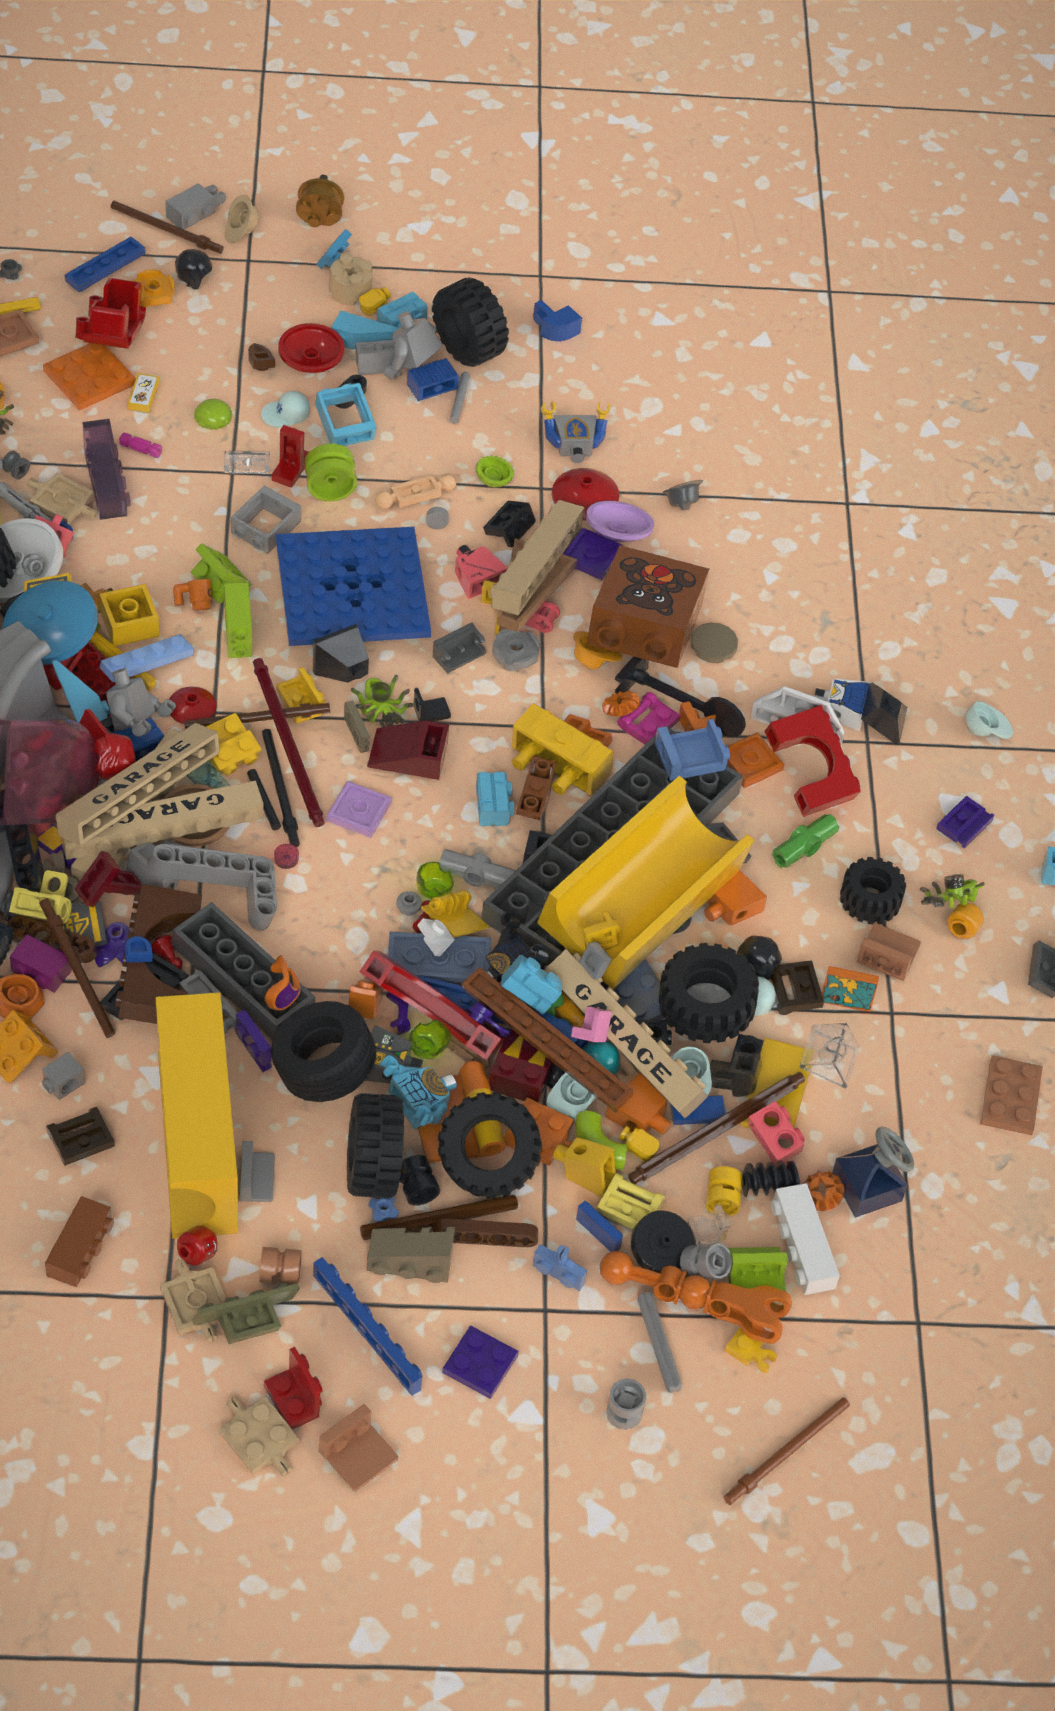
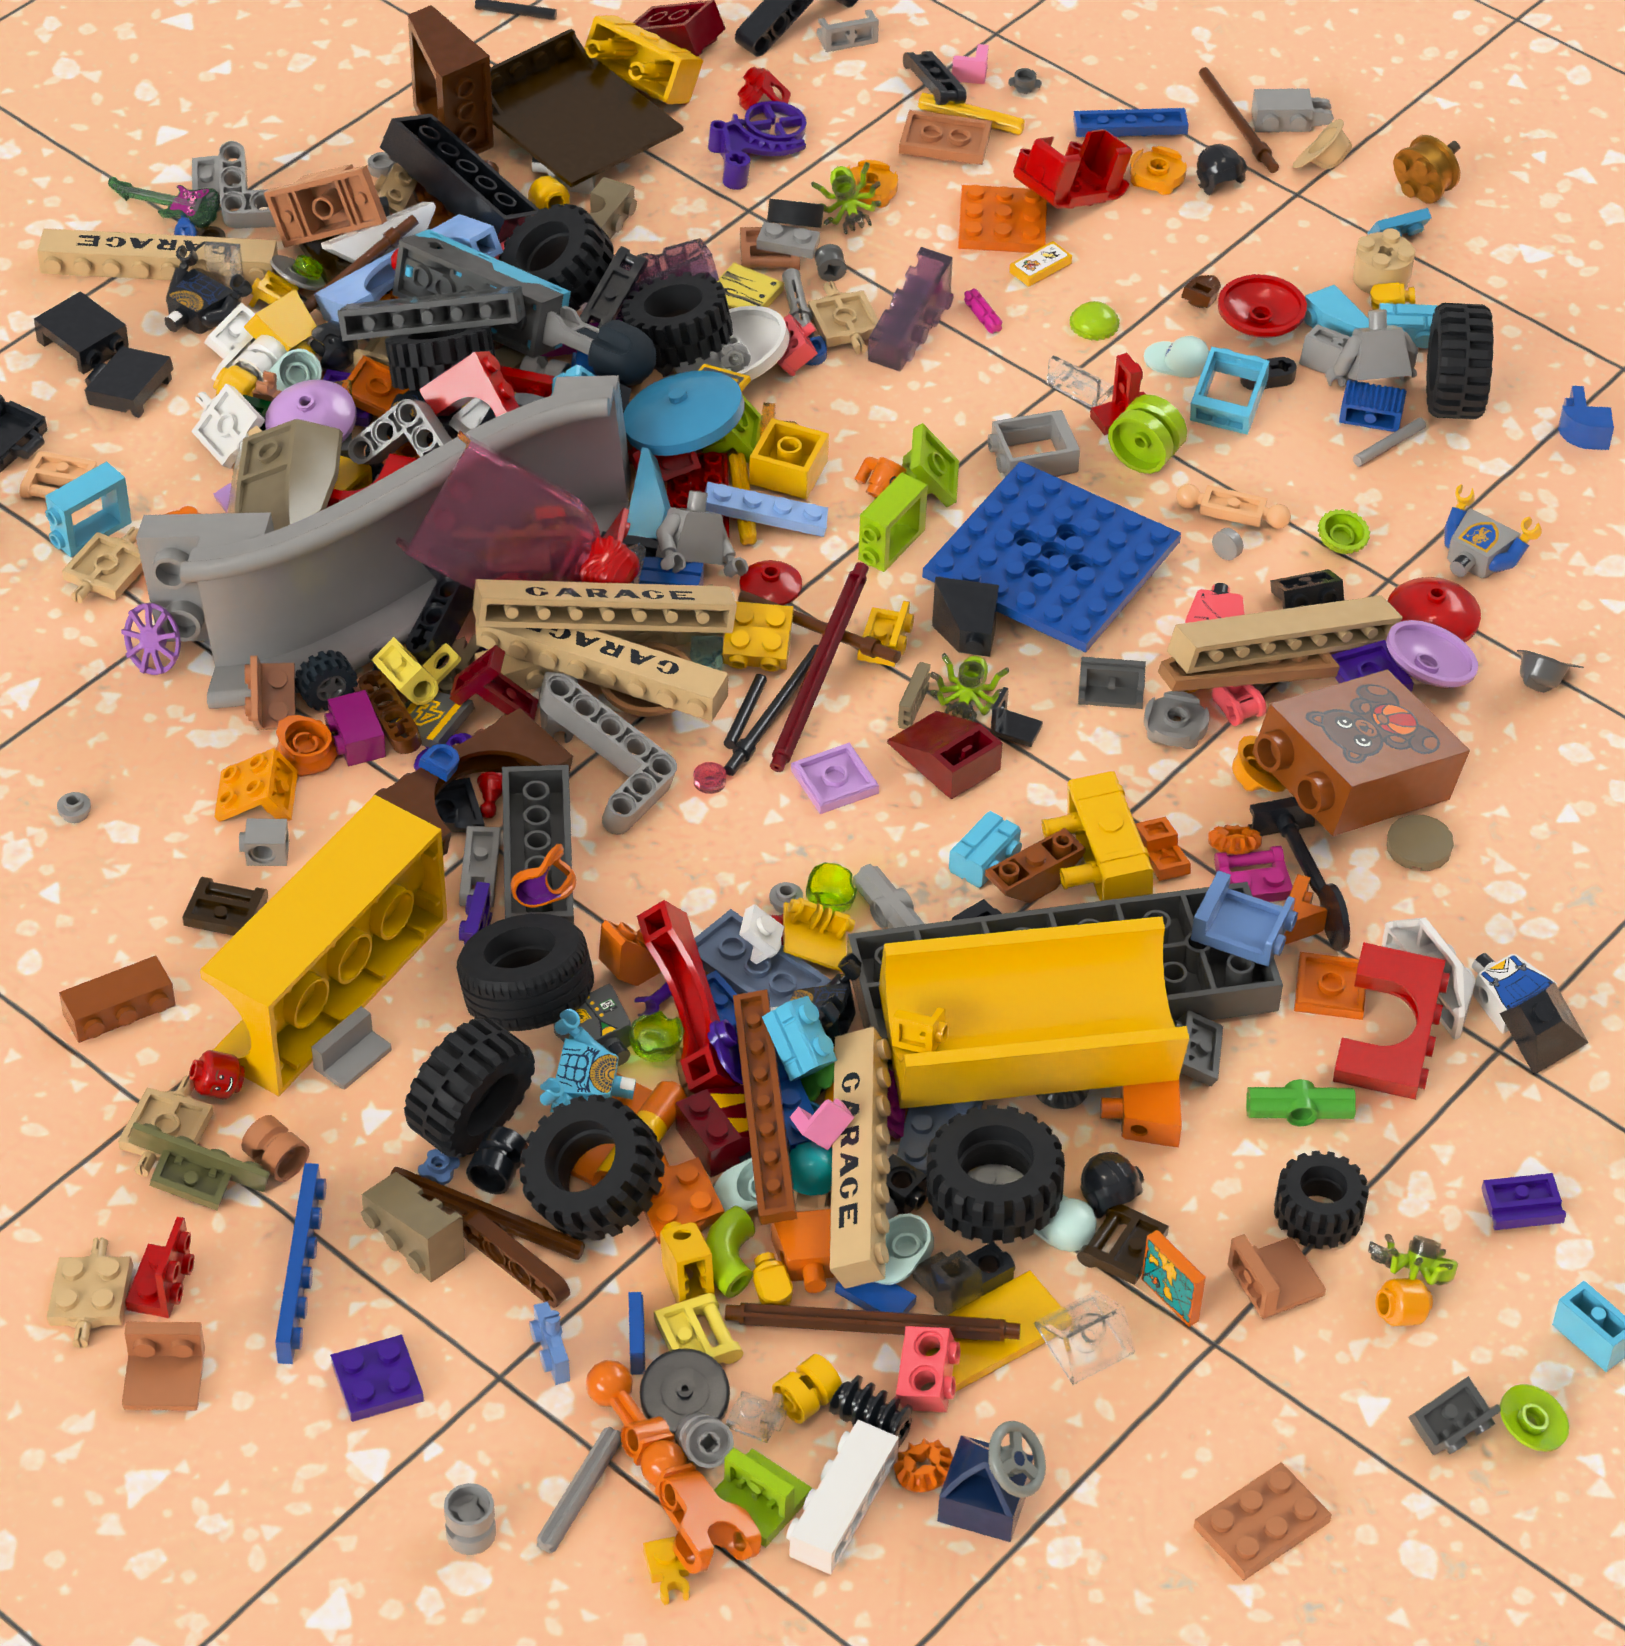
camera: 45 degrees right, 5 degrees down
(56, 925) = (392, 693): reddish brown bar -> none
(595, 960) = (886, 1053): light grey plate -> none

